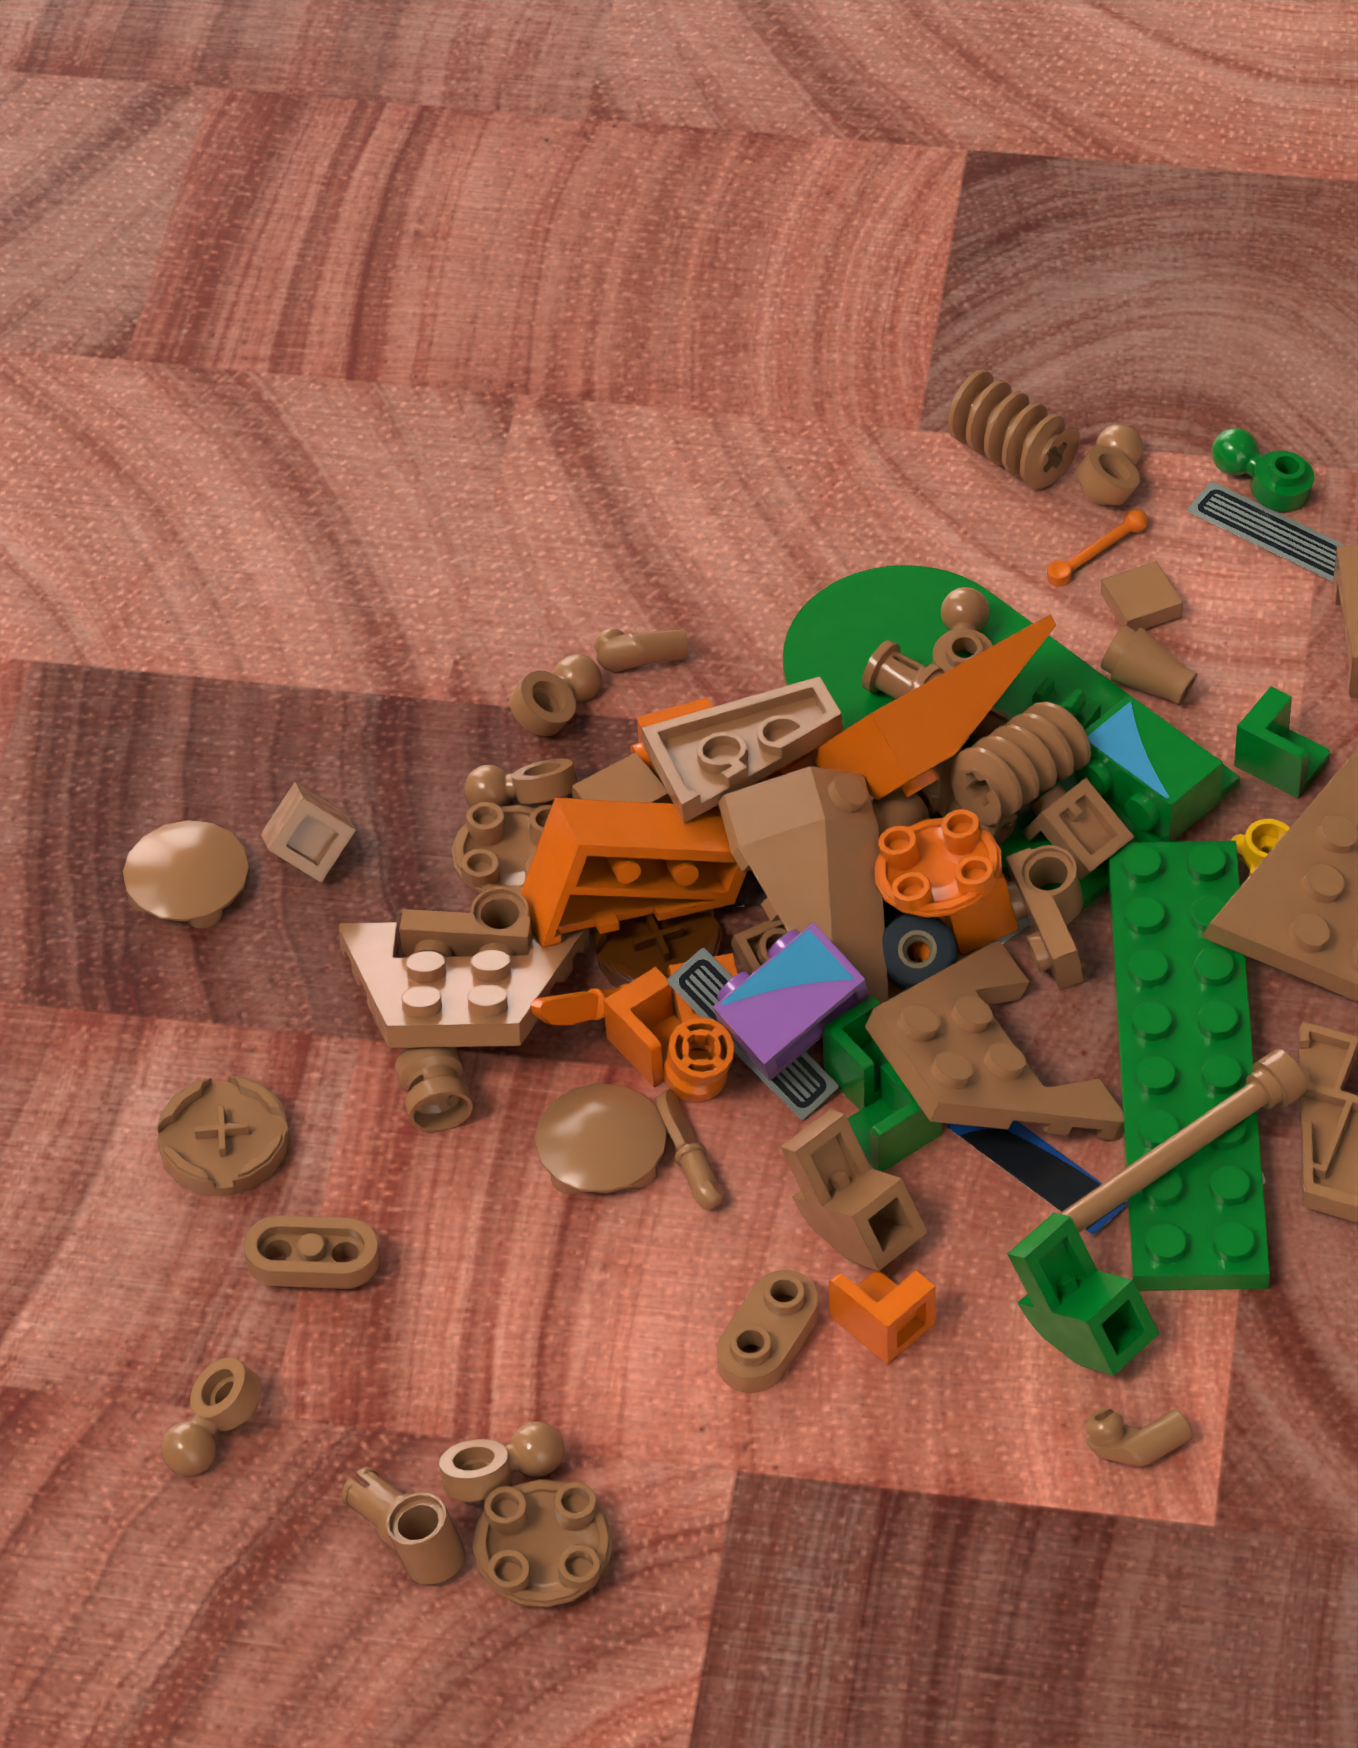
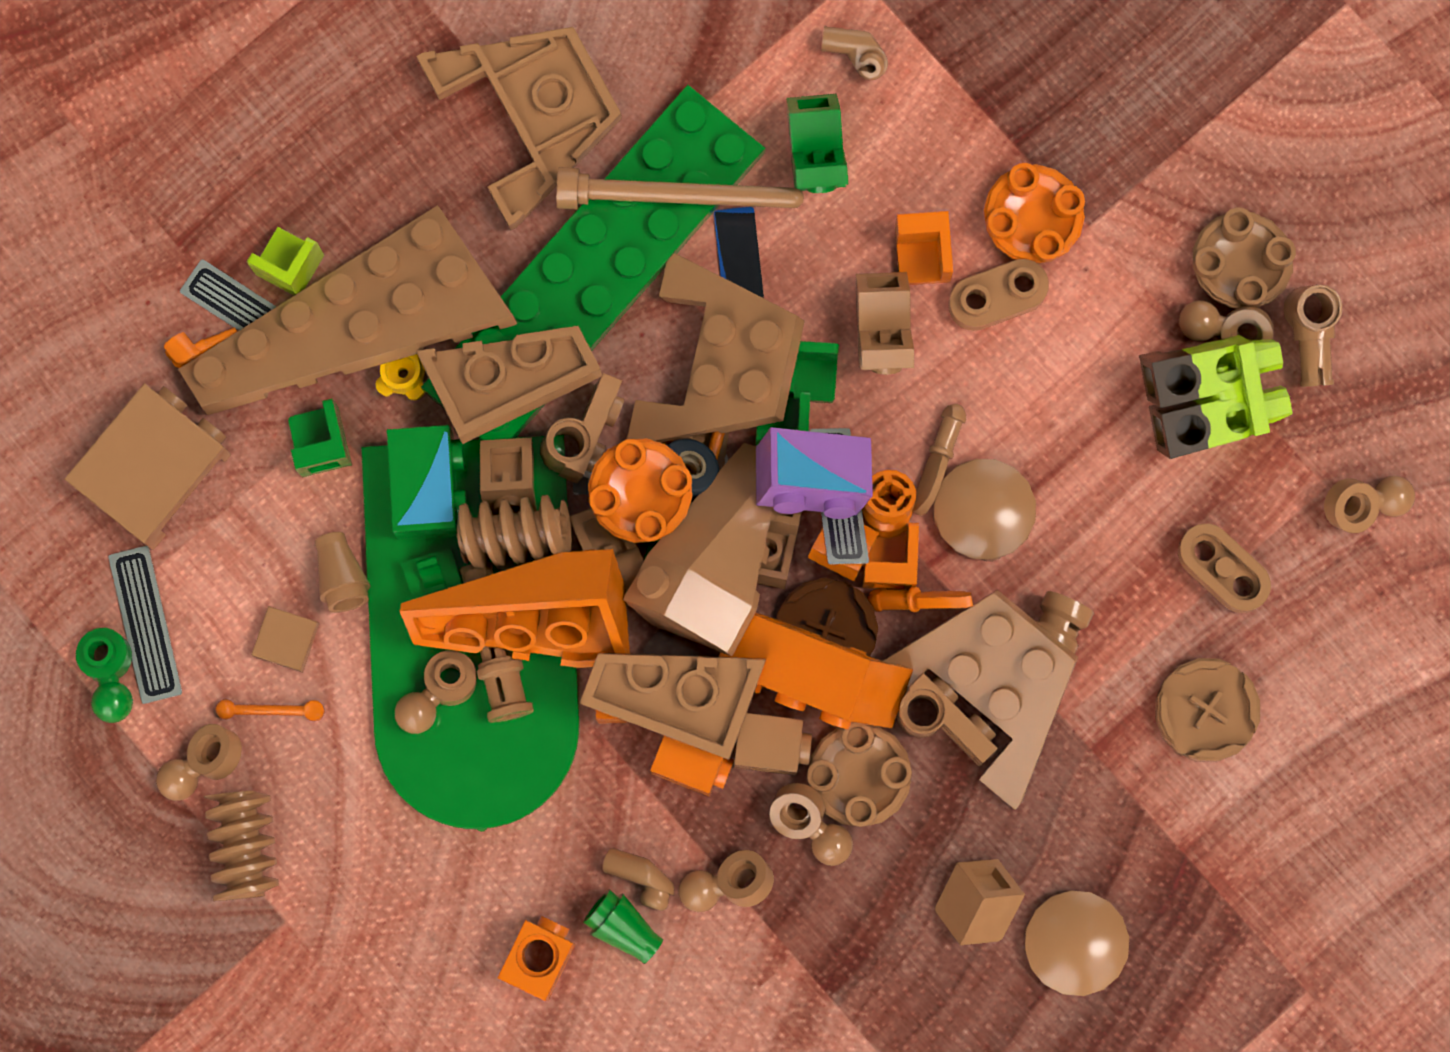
camera: 140 degrees left, 30 degrees up
(460, 1372) = (1212, 394): none -> hips
(619, 602) = (622, 926): none -> green cone
(669, 528) = (517, 972): none -> orange brick
(802, 1422) = (1034, 213): none -> orange dish
(1162, 878) = (506, 379): none -> medium nougat wing

